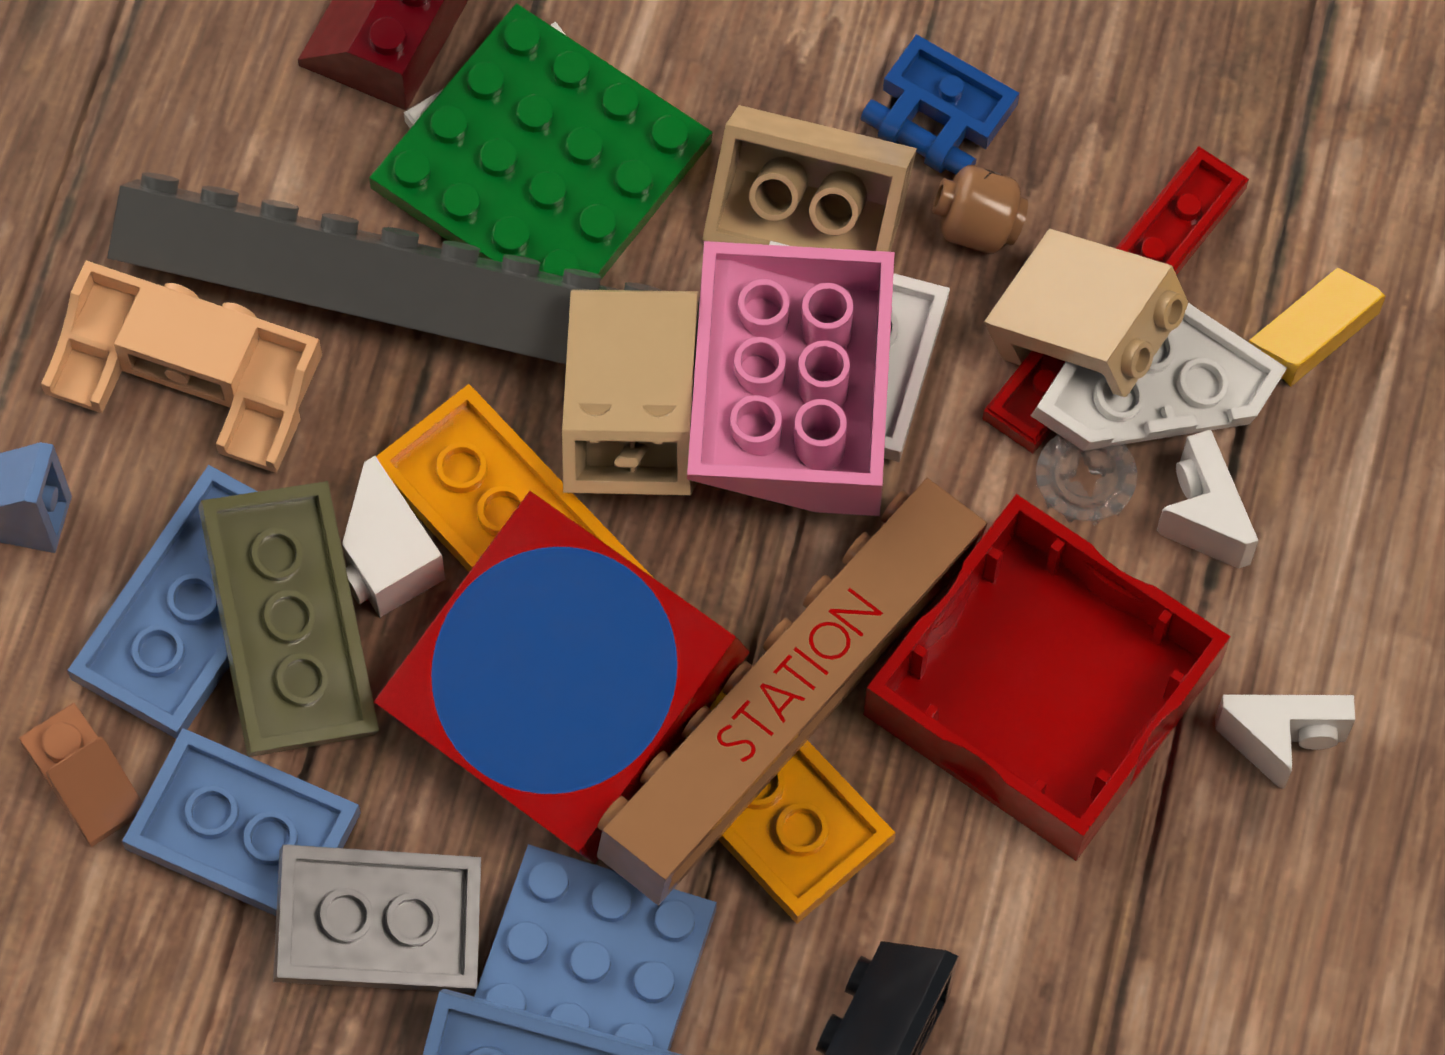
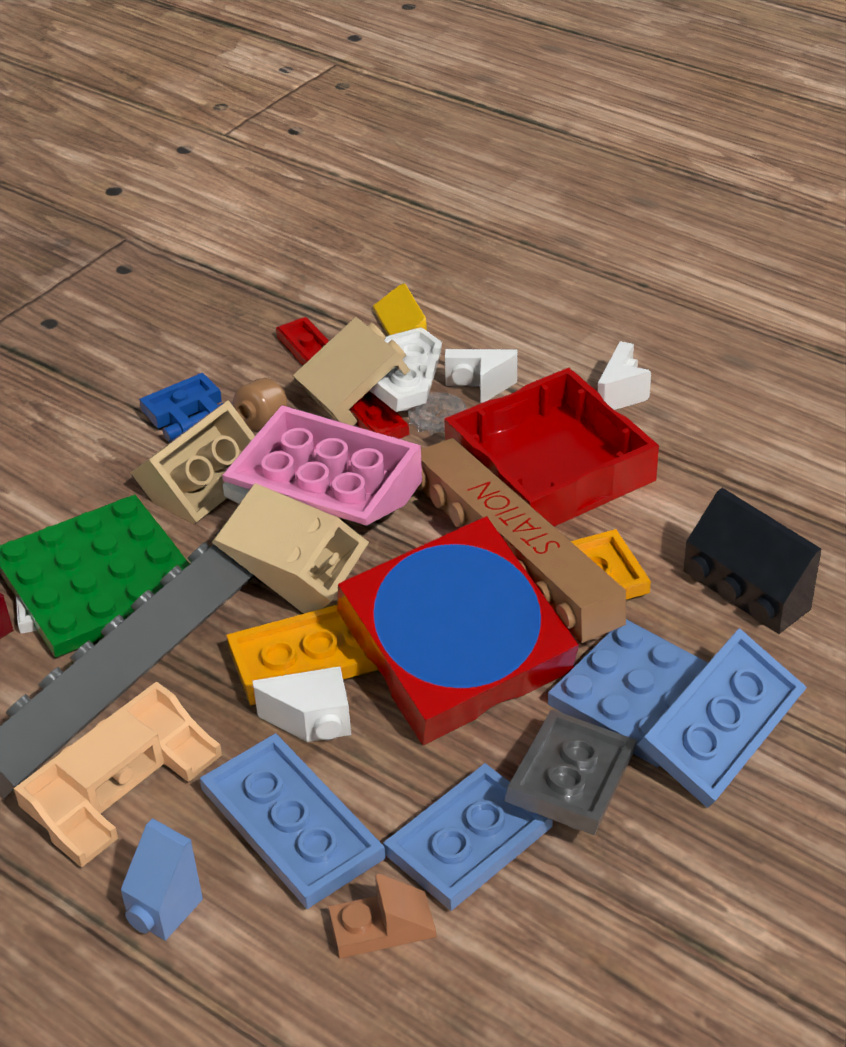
camera: 65 degrees left, 25 degrees down
(288, 618) = (337, 758): olive plate -> none

